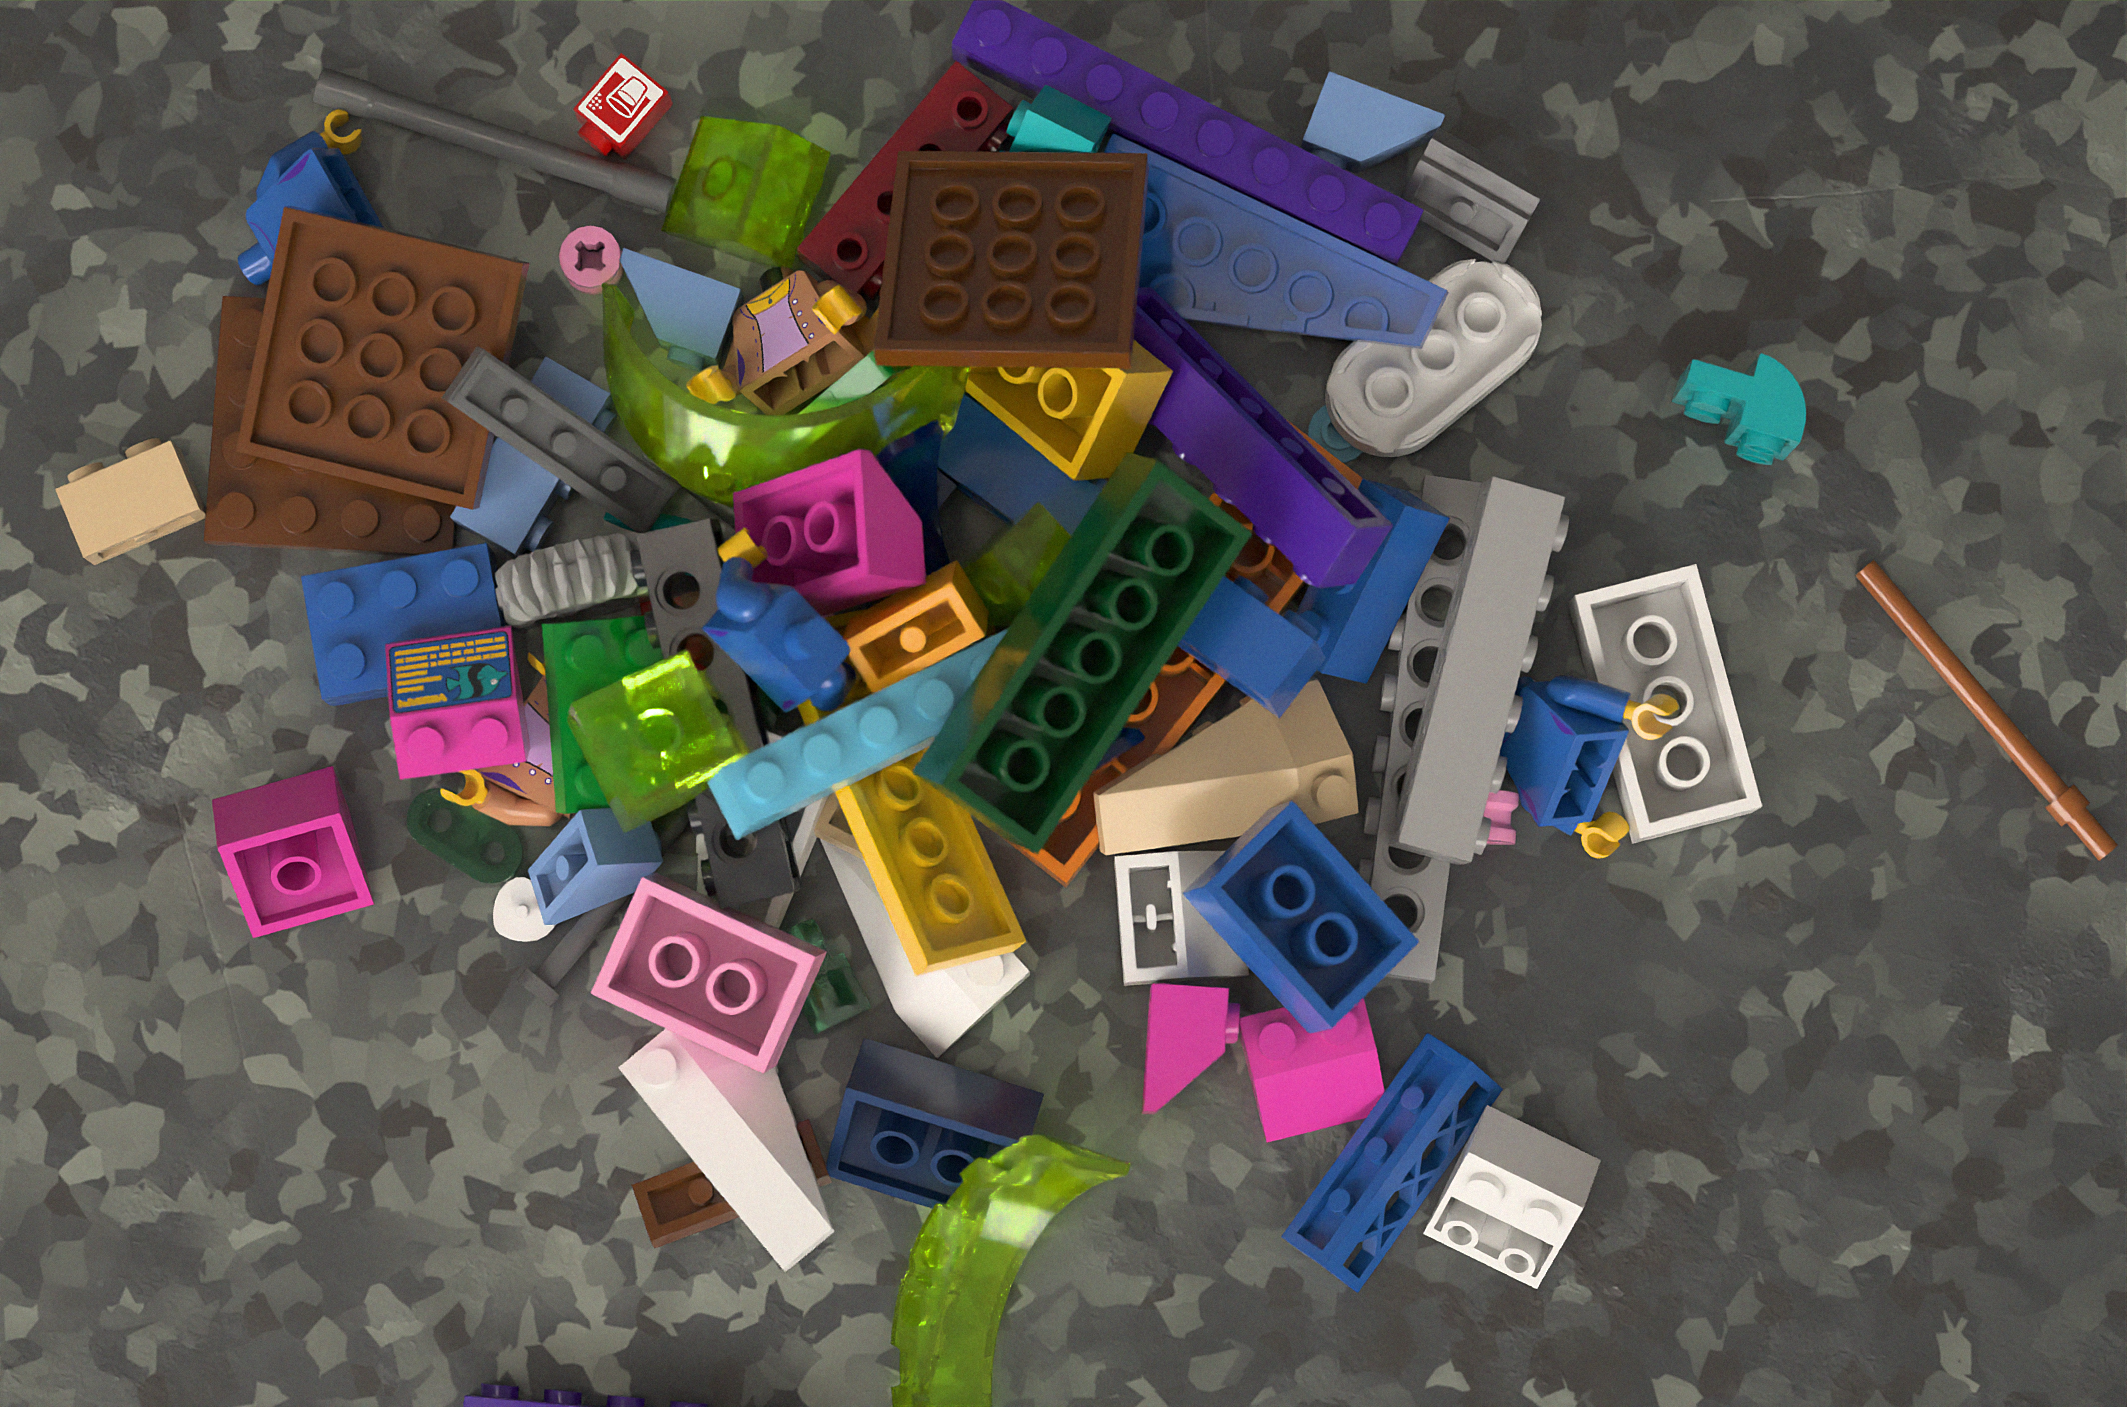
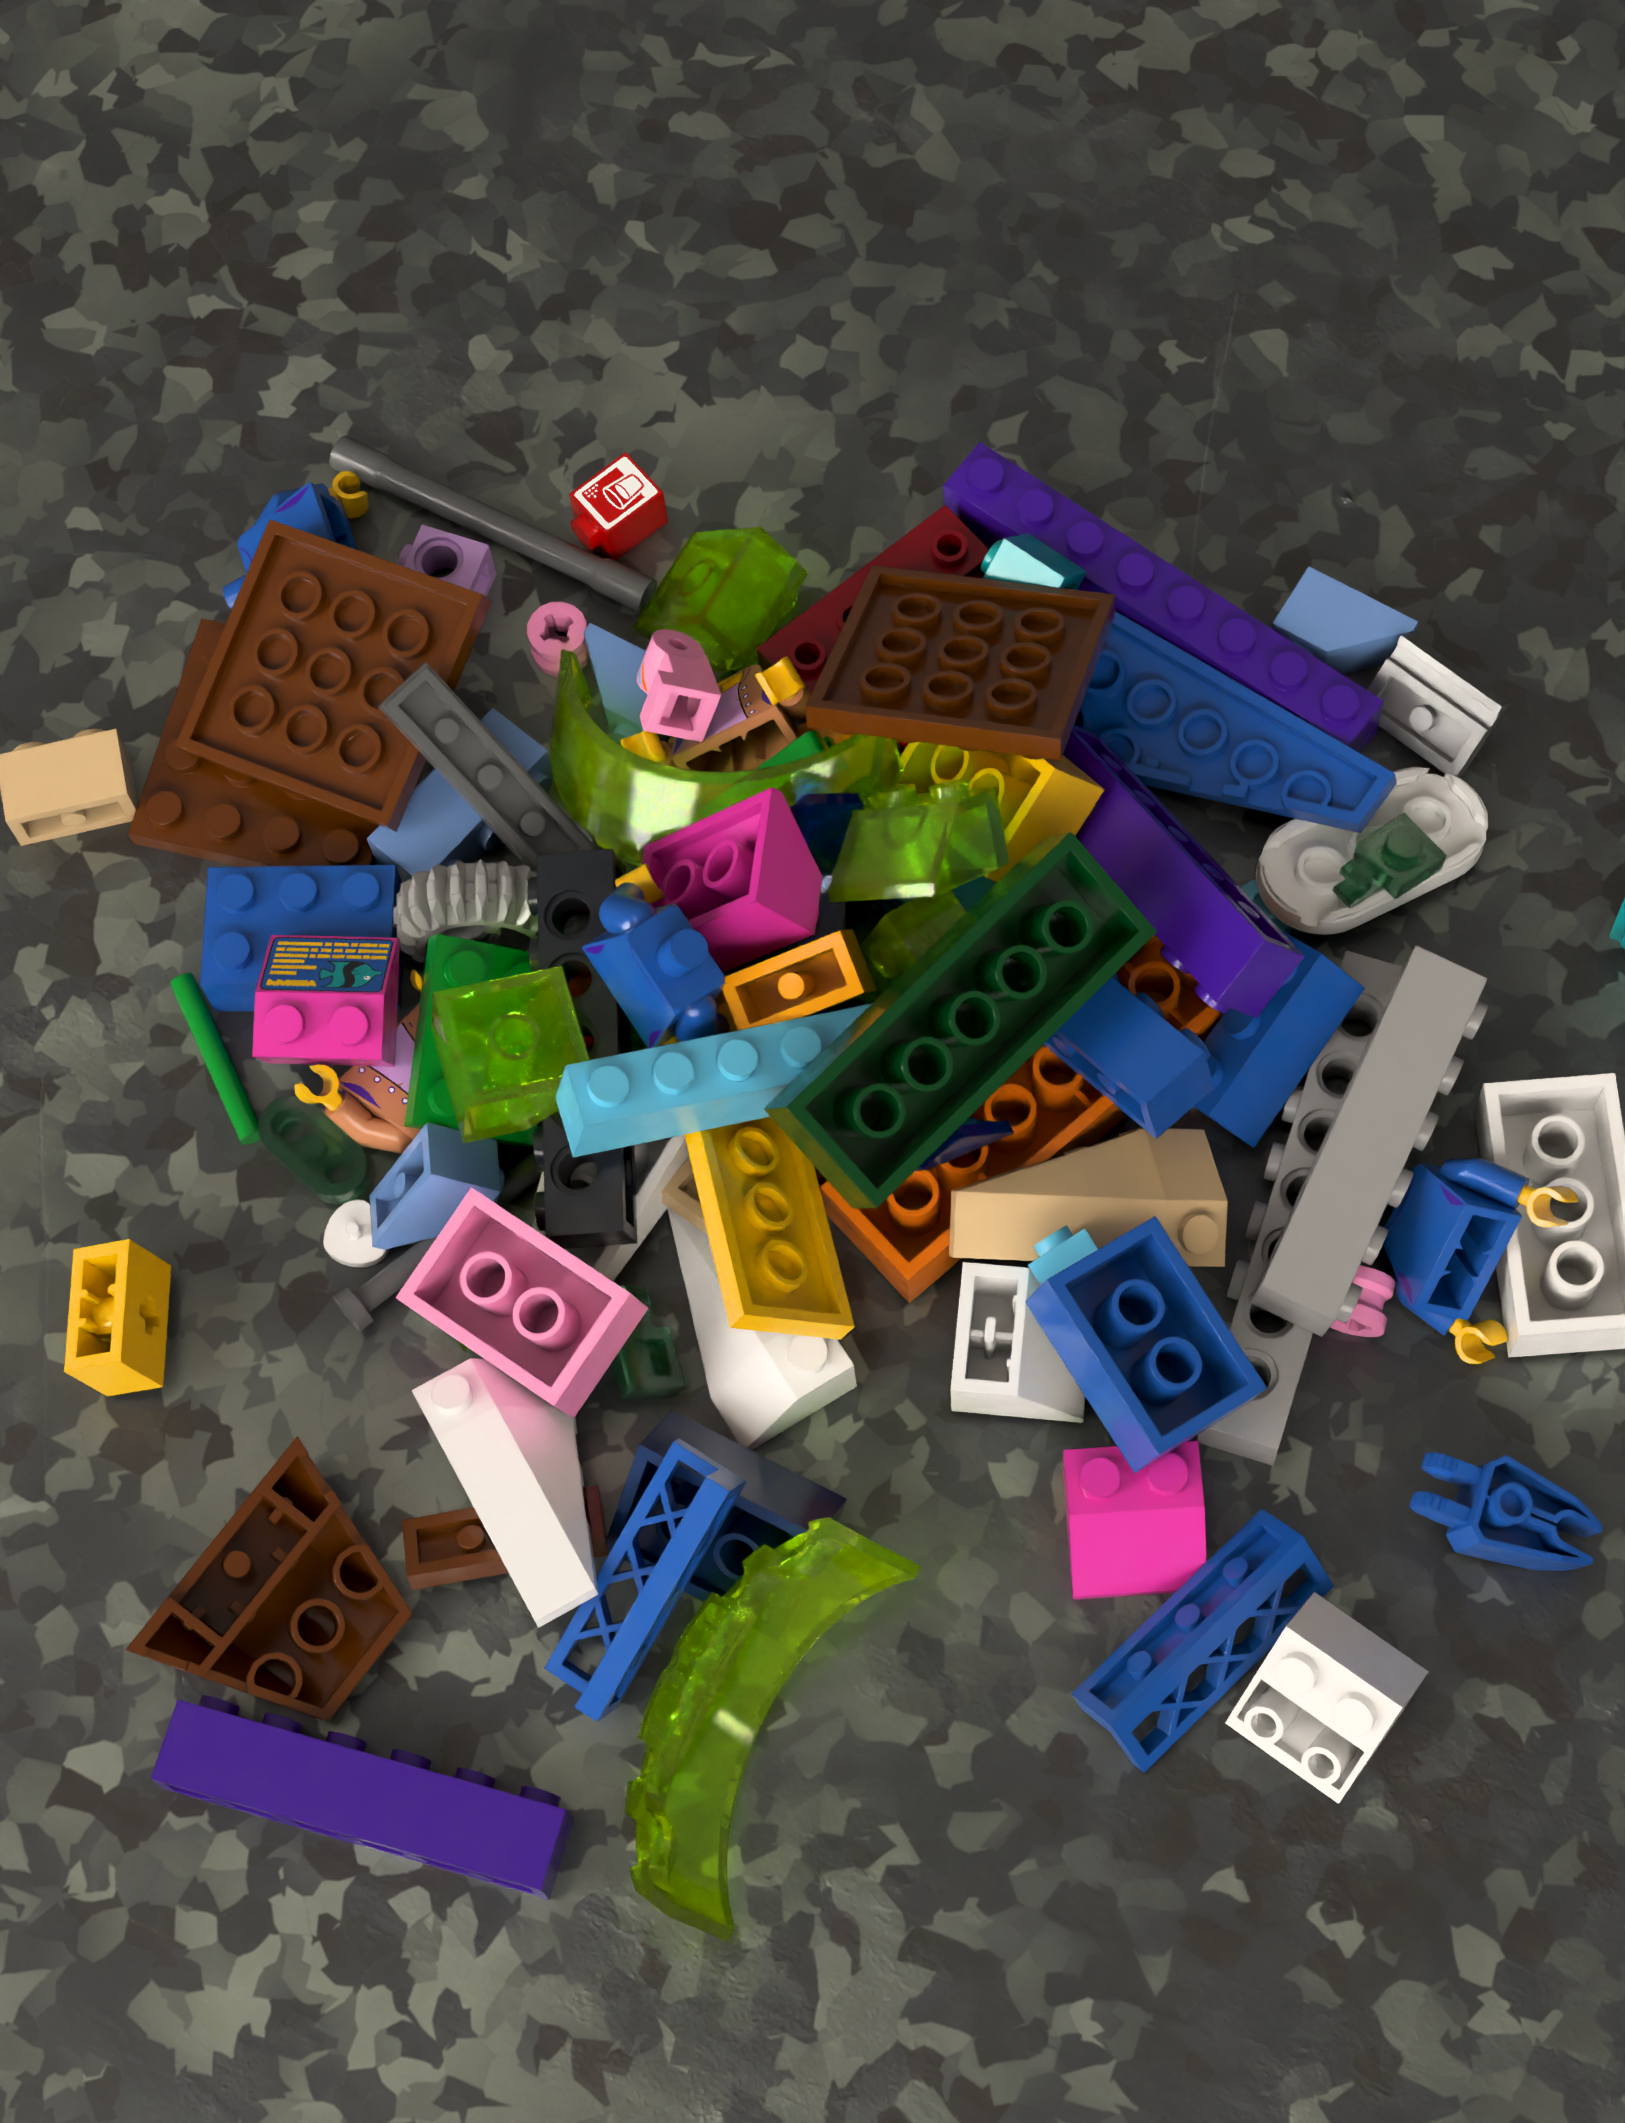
camera: 20 degrees right, 15 degrees down
(291, 852) = (138, 1135): dark pink slope -> none
(318, 1041) = (118, 1318): none -> yellow brick
(346, 756) = (216, 1058): none -> green bar
(484, 224) = (441, 550): none -> lavender brick
(532, 1279) = (281, 1598): none -> reddish brown wedge
(732, 317) = (676, 678): none -> bright pink leg
(888, 1225) = (657, 1593): none -> blue fence
(1006, 469) = (919, 843): none -> clear neon green slope
(1184, 1038) = (1002, 1464): dark pink slope -> none
(1209, 842) = (1060, 1251): none -> medium azure plate
(1455, 374) = (1390, 858): none -> clear green plate
(1648, 999) = (1507, 1514): none -> blue hinge

